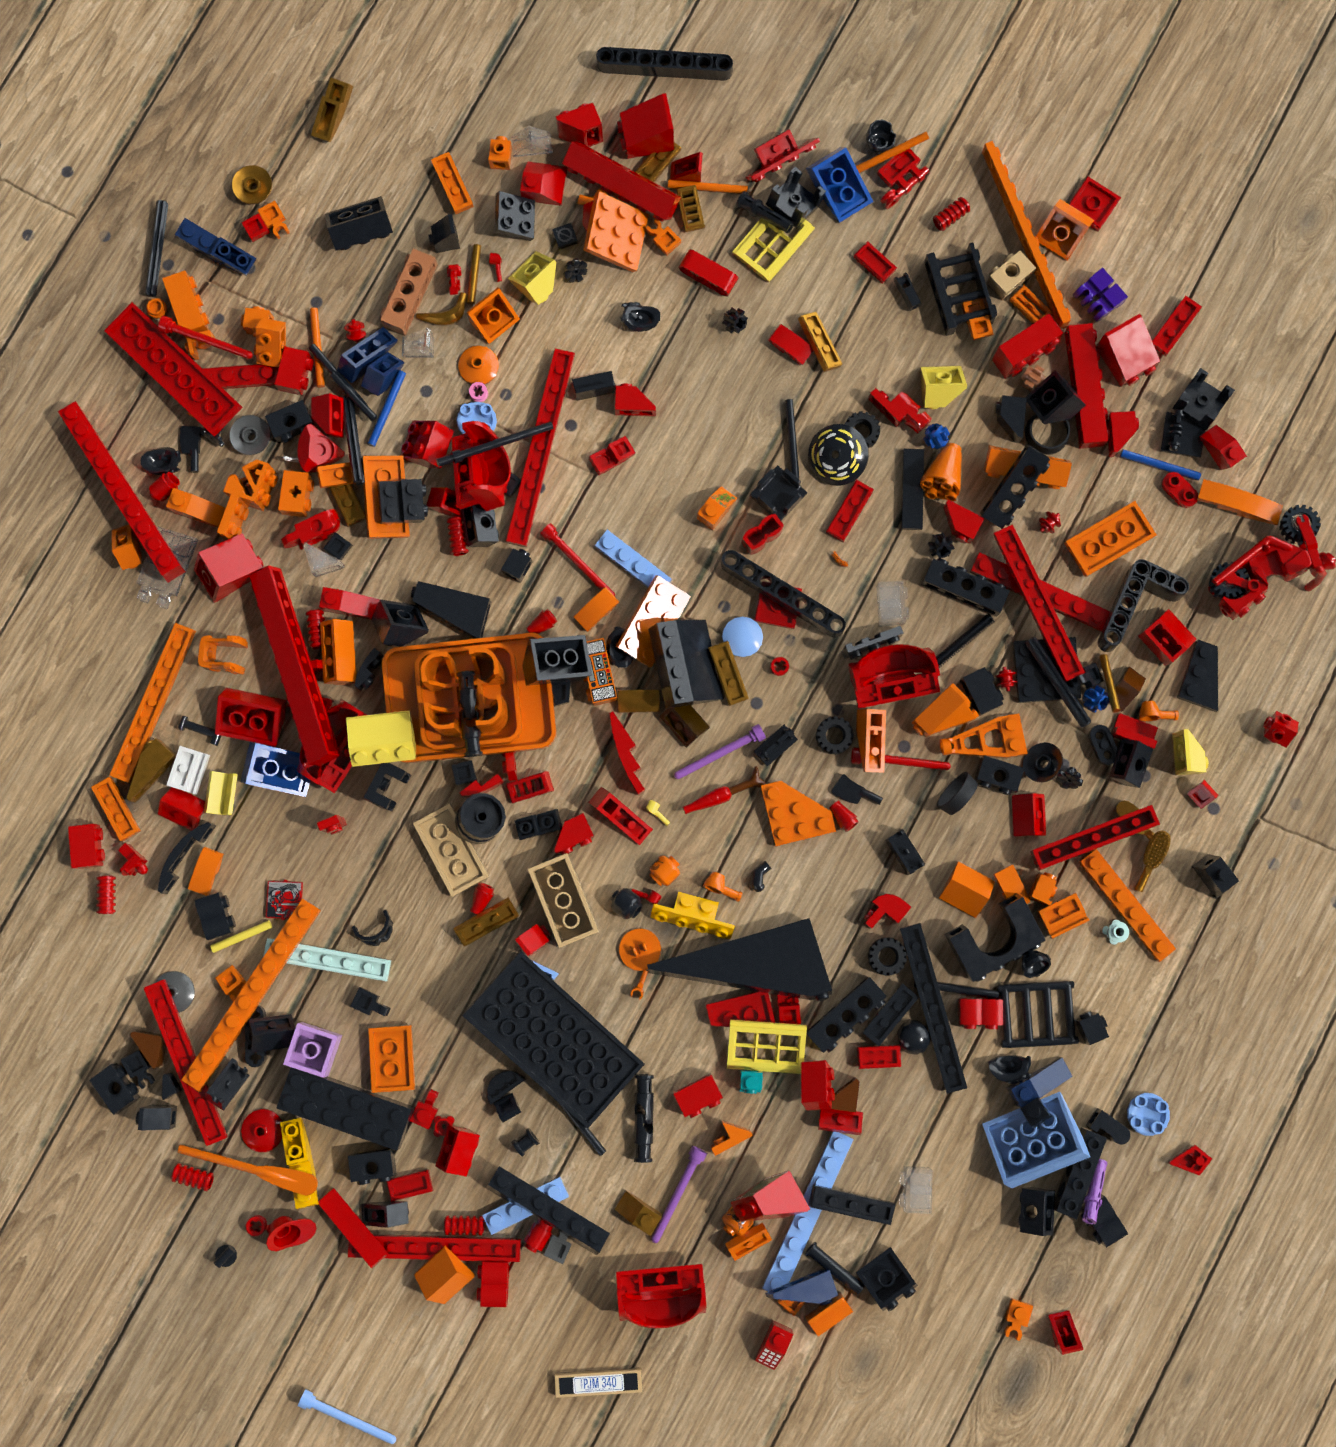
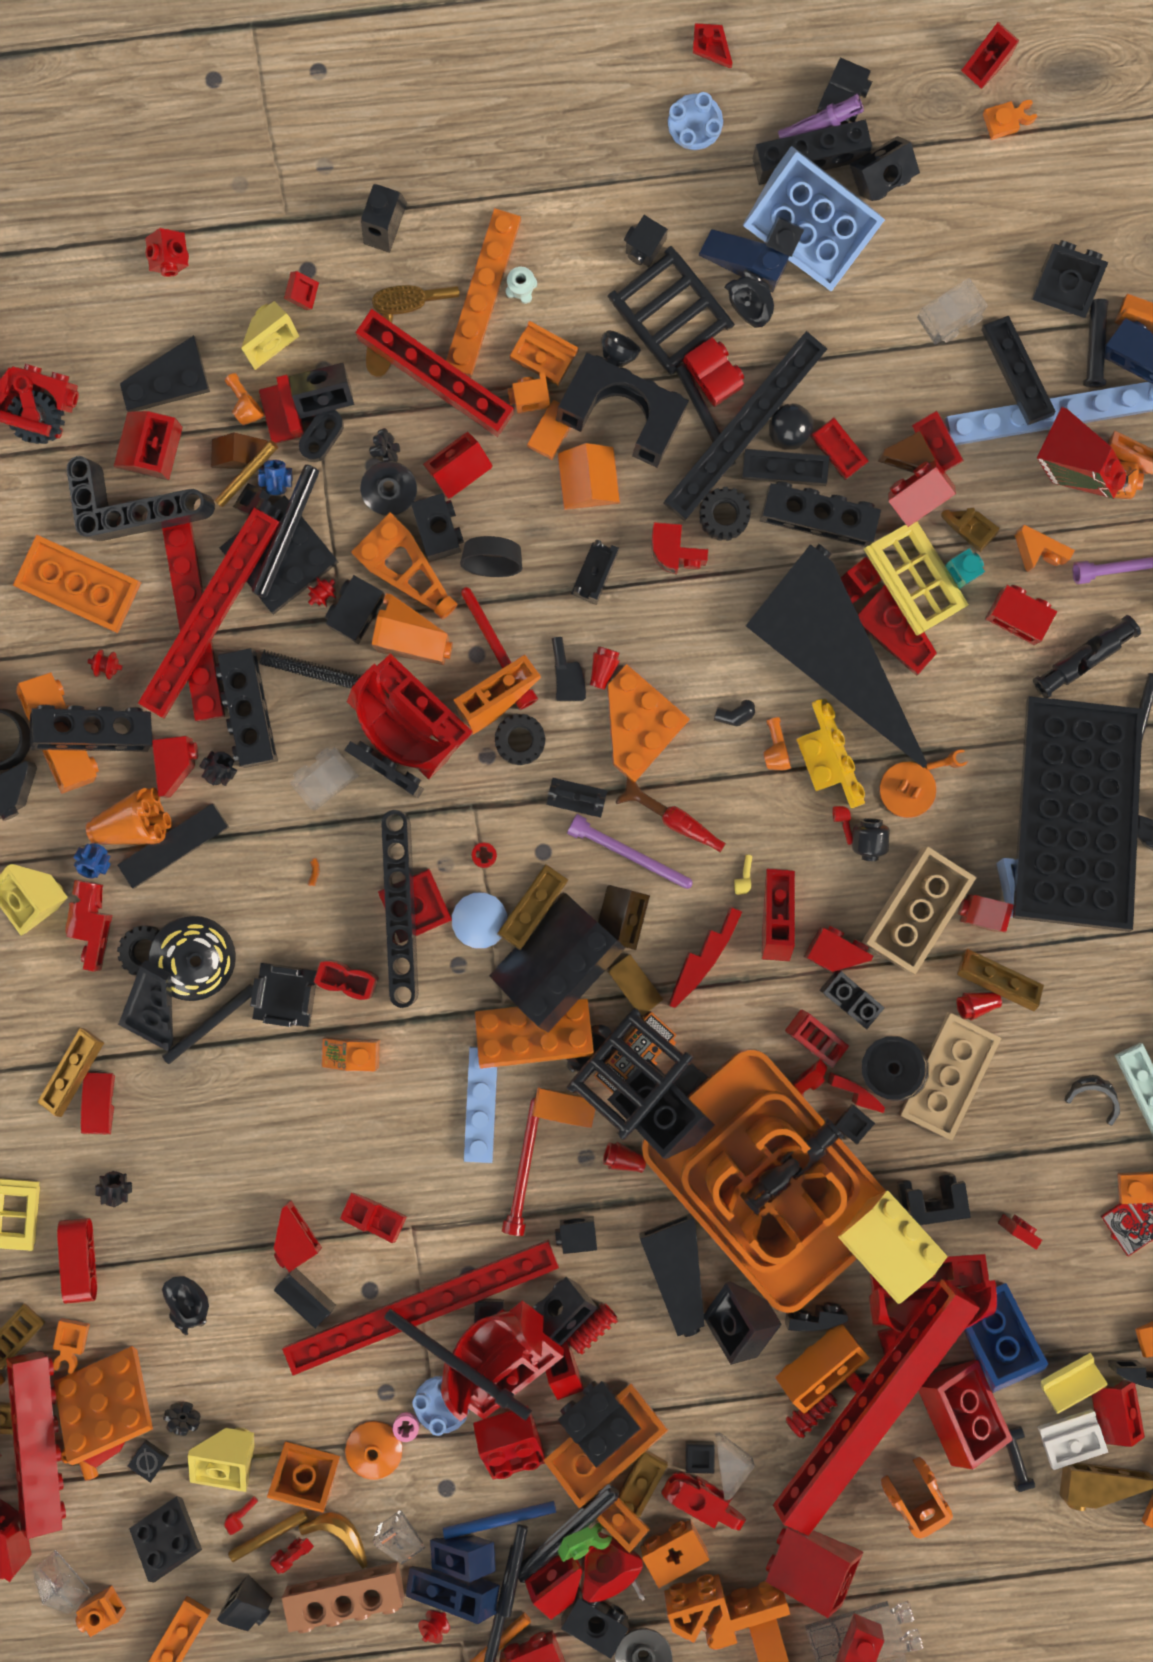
camera: 125 degrees left, 5 degrees up
(153, 702) = (1024, 1538): orange plate -> none
(343, 442) = (577, 1544): none -> bright green plate
(347, 603) = (758, 1398): red slope -> none
(543, 183) = (100, 1533): red slope -> none
(573, 671) = (662, 1082): none -> black bar
(664, 870) = (804, 822): orange head -> none
(773, 1106) = (972, 527): none -> pearl gold slope
(826, 411) = (150, 1006): none -> black wing
(849, 510) = (248, 900): red tile -> none
(1116, 1131) = (738, 165): black leg -> none

